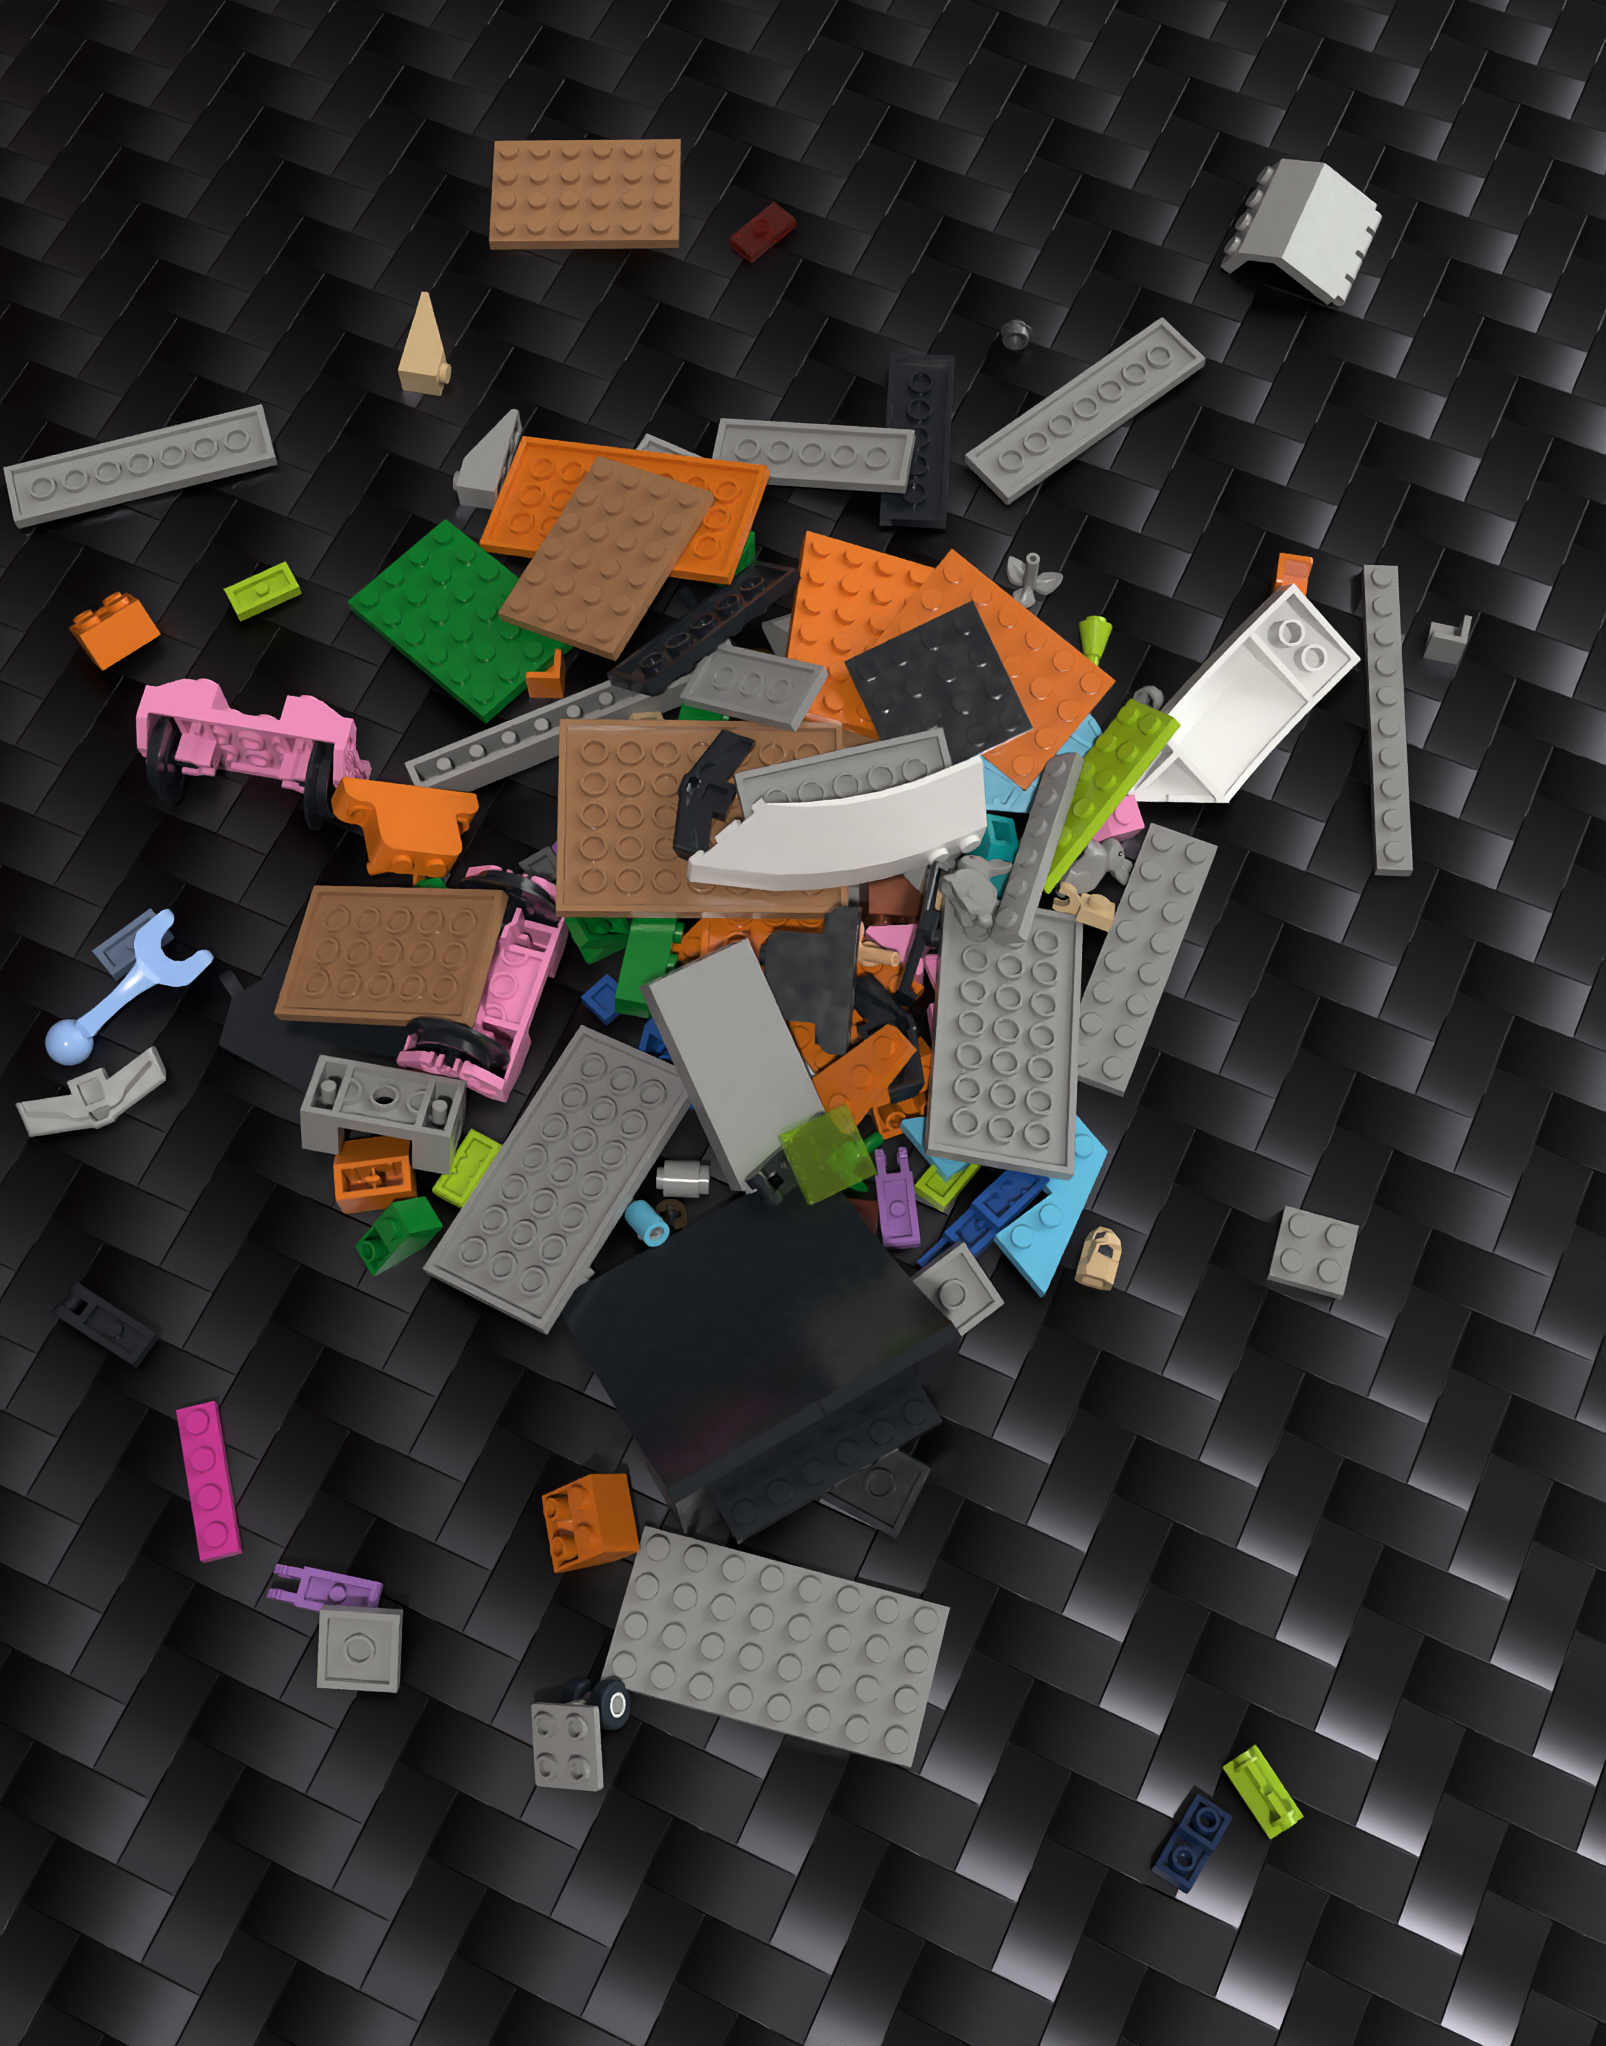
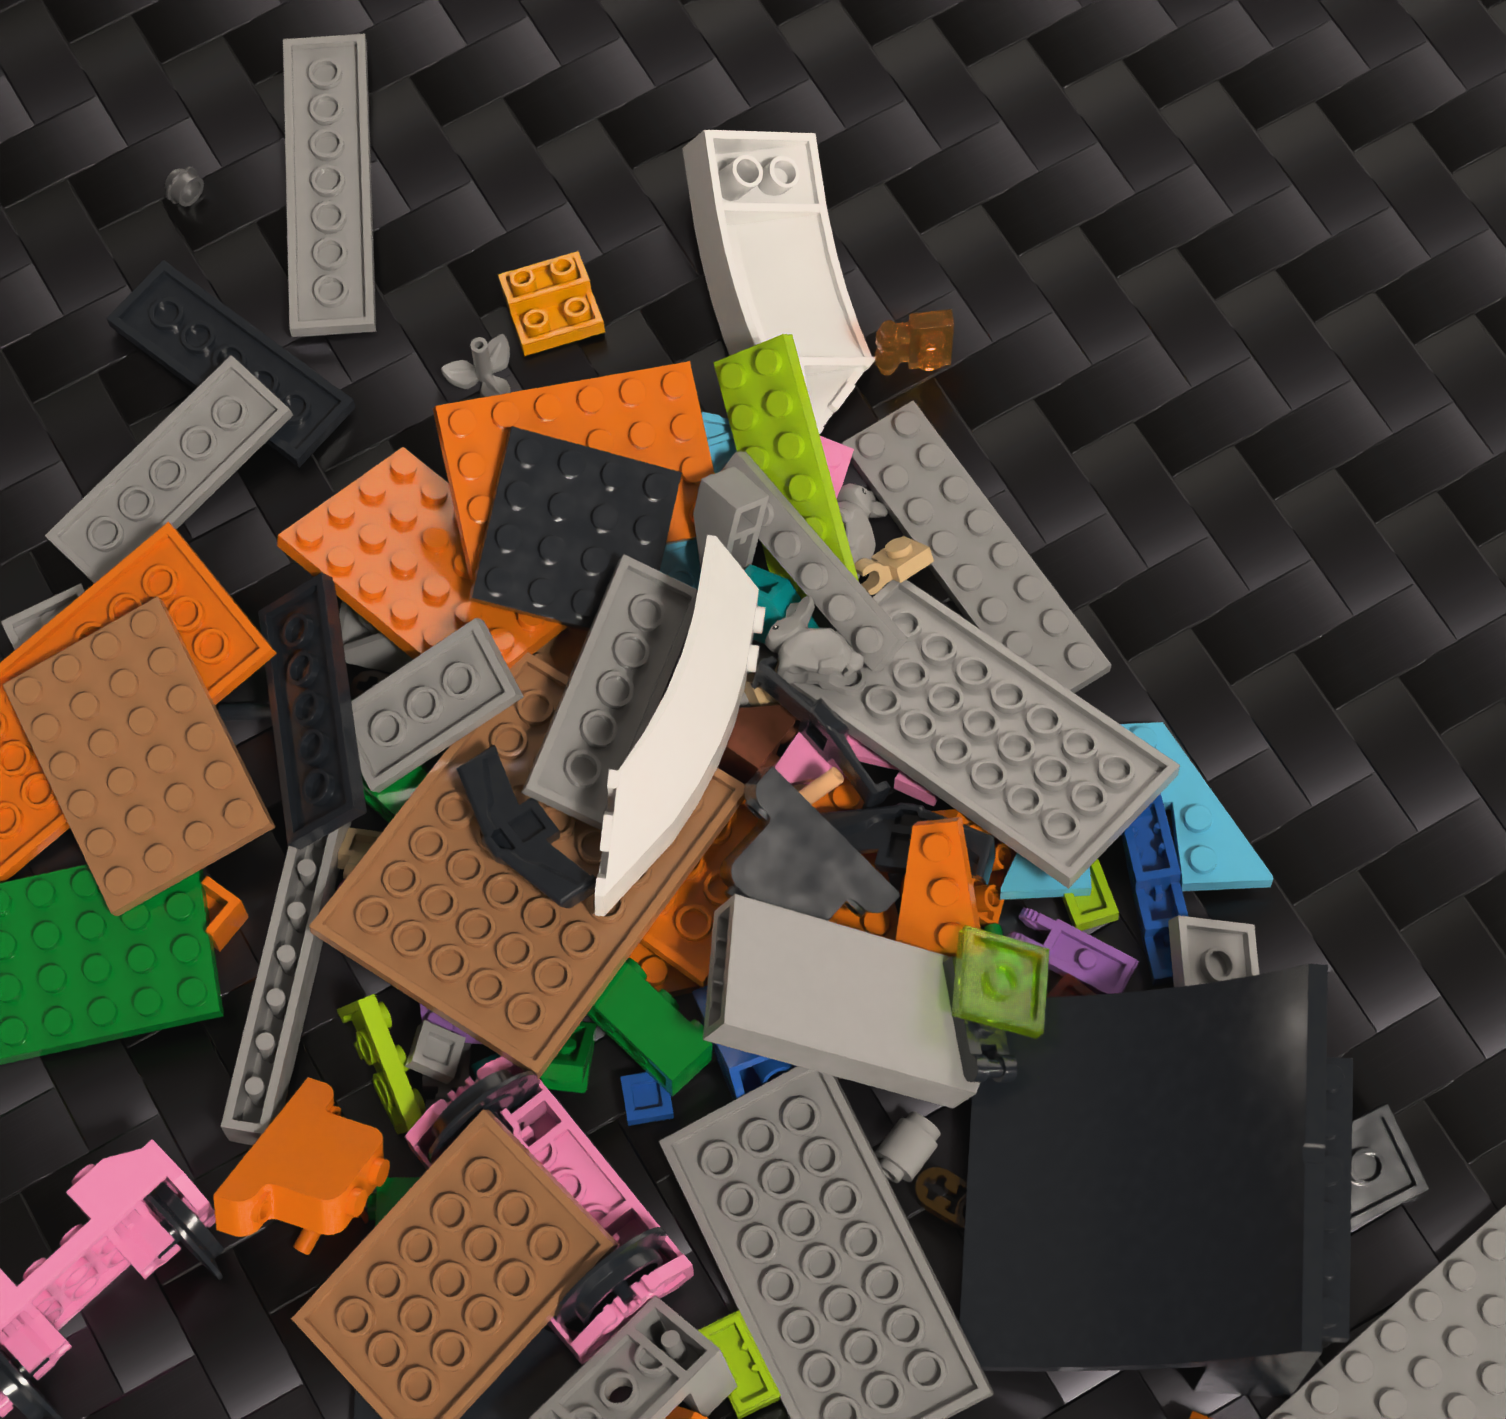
camera: 55 degrees left, 0 degrees up
(518, 827) = (377, 1048): none -> lime wing
(539, 852) = (435, 1052): none -> light grey plate
(646, 1223) = (937, 1214): medium azure piece -> none
(1023, 780) = (733, 511): none -> light grey slope
(1094, 636) = (596, 353): lime cone -> none
(1099, 1259) = (1268, 806): tan rock -> none
(1109, 588) = (551, 303): none -> light orange slope
(1147, 693) = (695, 354): light grey hinge -> none
(1259, 814) = (921, 342): none -> clear orange plate
(1291, 570) = (671, 132): orange panel -> none
(1312, 1252) = (1390, 610): light grey plate -> none
(1386, 721) = (889, 158): light grey plate -> none
(1447, 642) = (851, 46): light grey panel -> none

